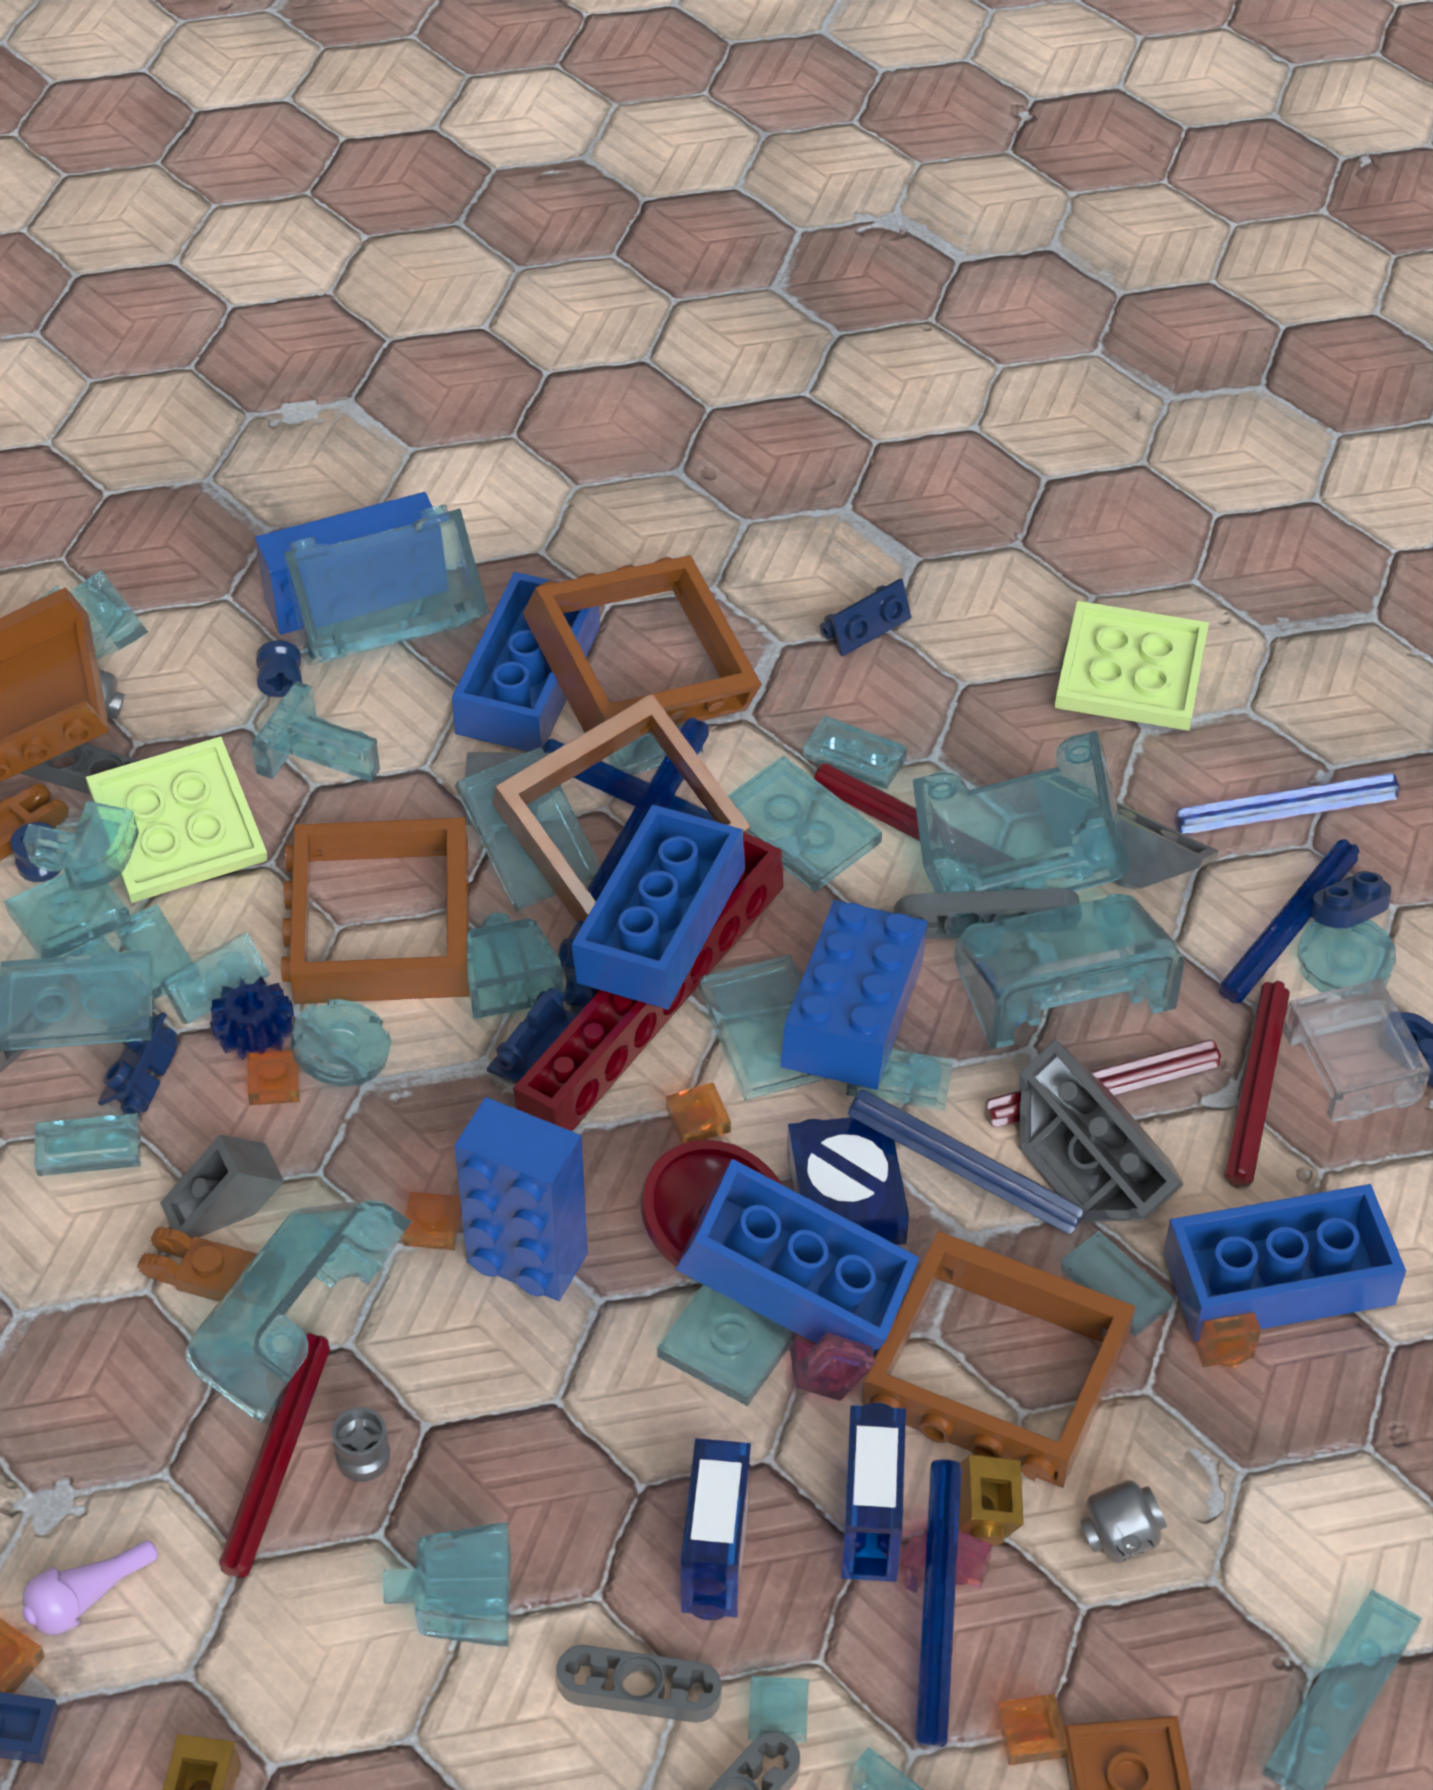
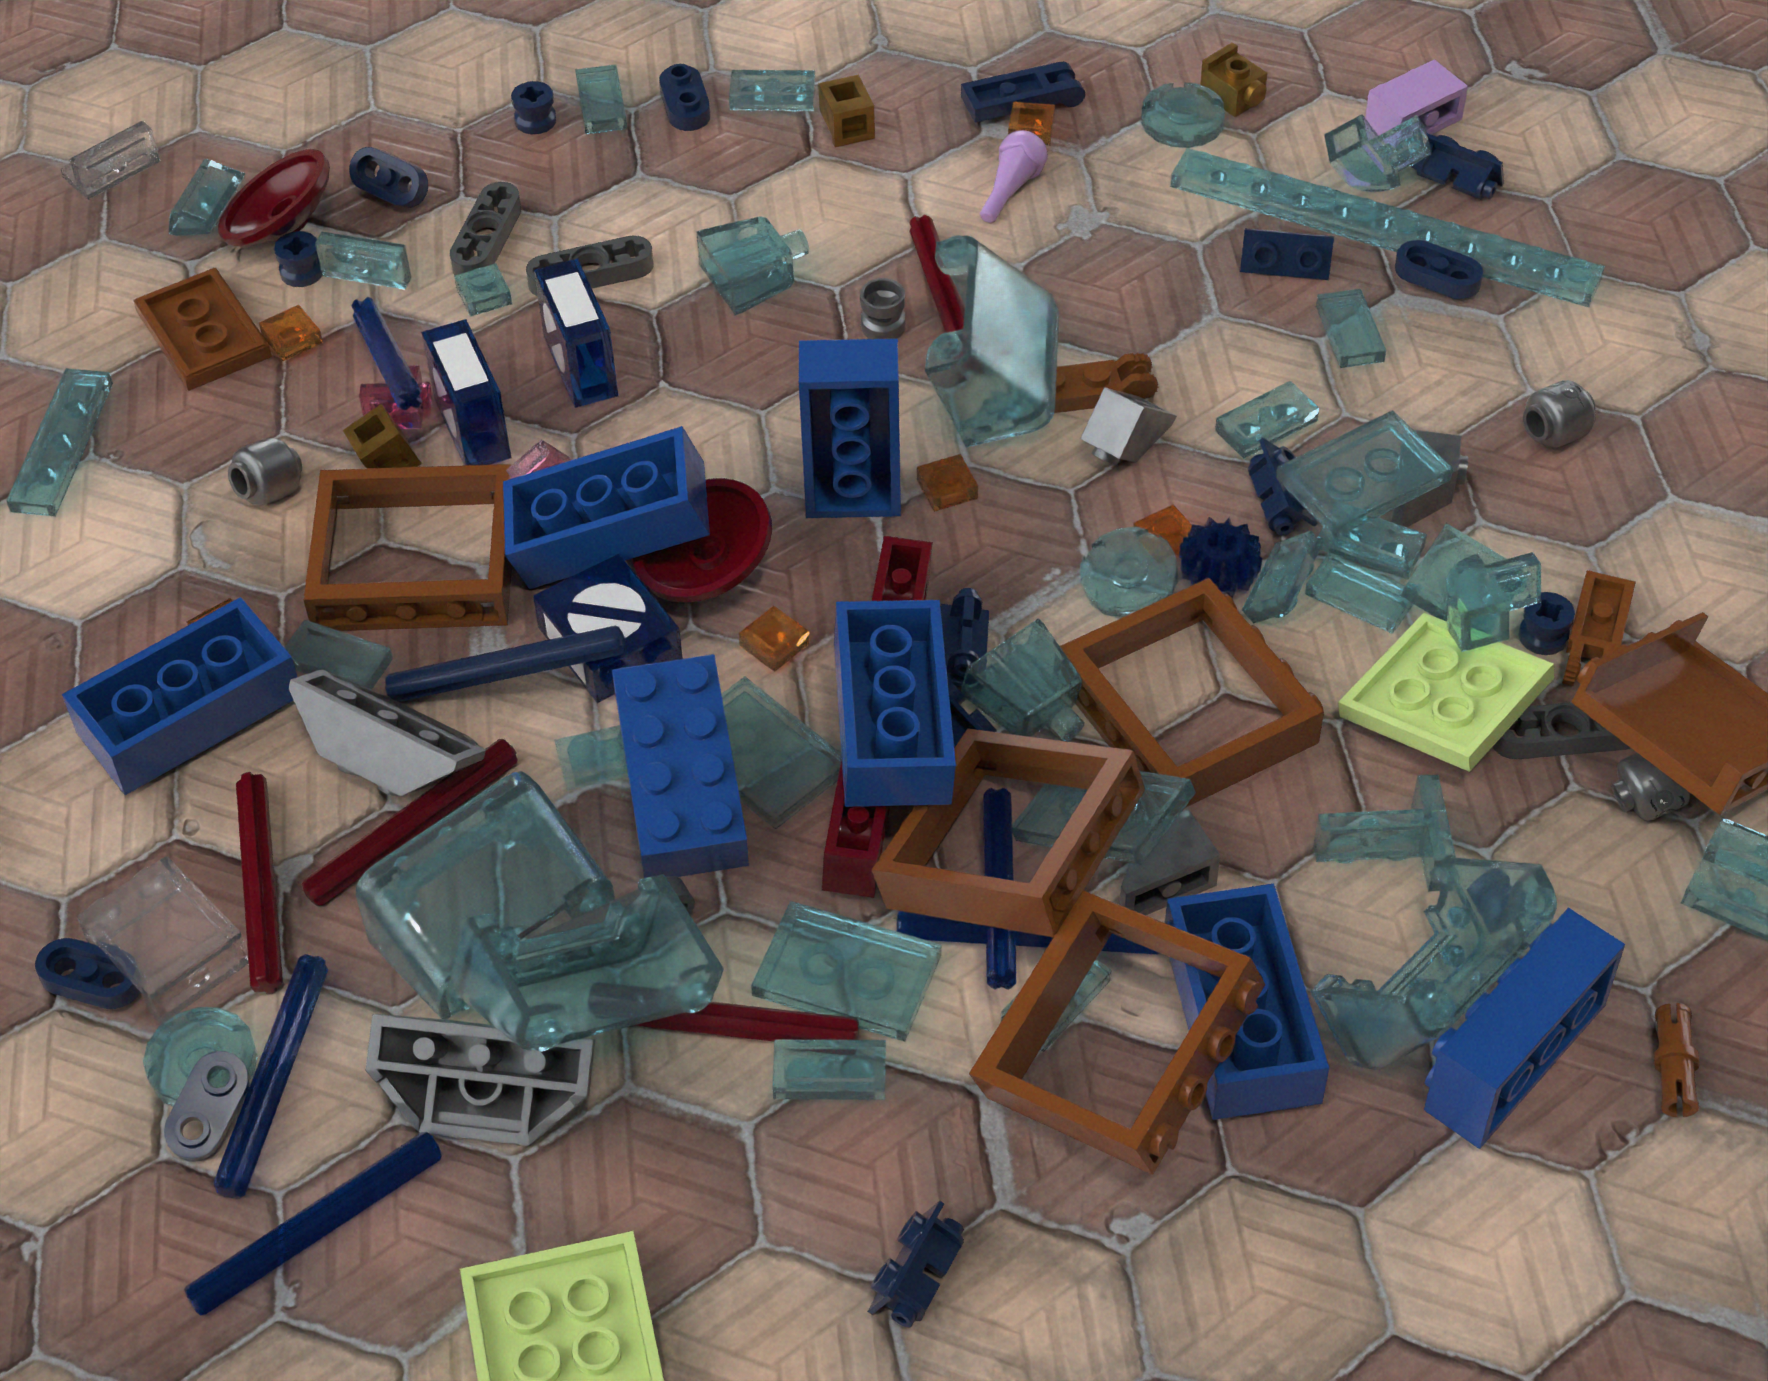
camera: 155 degrees right, 0 degrees up
(244, 549) = (1676, 1060): none -> dark orange pin

